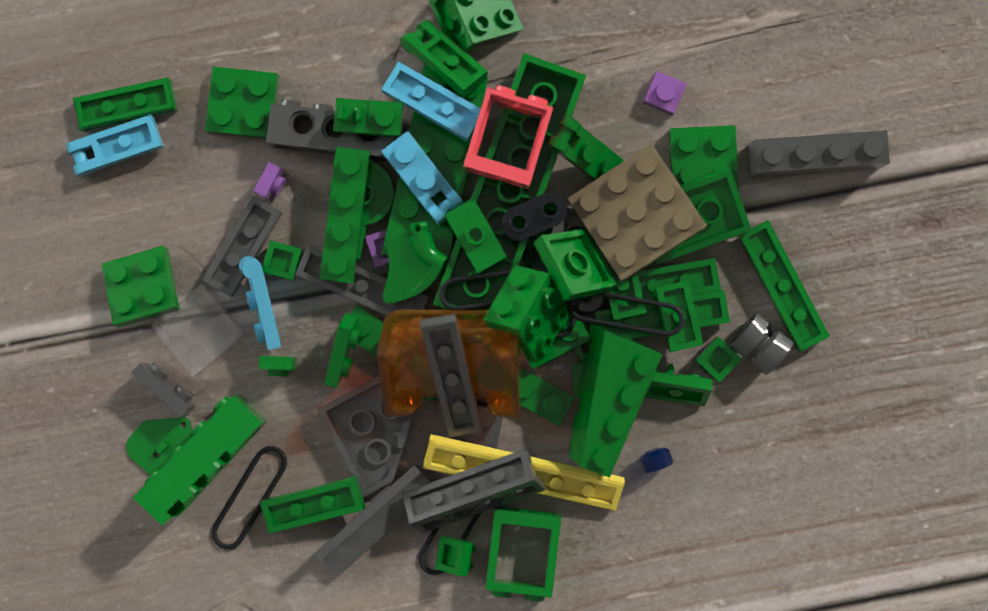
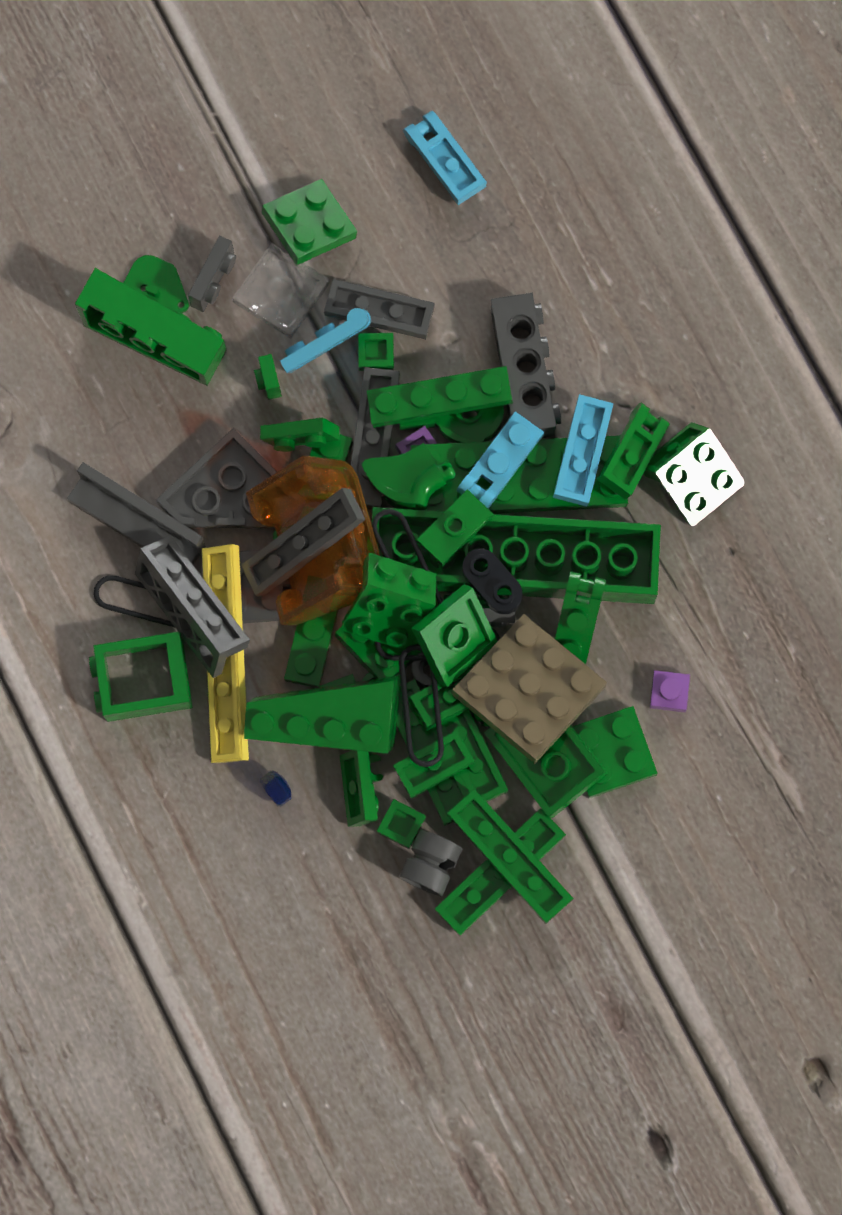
camera: 80 degrees right, 10 degrees down
(125, 104) = (490, 156): green tile -> none
(237, 490) = (127, 376): black piece -> none
(240, 102) = (528, 265): green plate -> none
(270, 182) = (453, 317): medium lavender plate -> none
(312, 504) = (134, 451): green plate -> none
(368, 117) = (546, 390): green plate -> none
(454, 556) = (119, 607): green tile -> none
(499, 171) = (566, 499): coral window -> none
(778, 273) = (510, 856): none -> green plate
(818, 154) = (652, 867): dark grey brick -> none

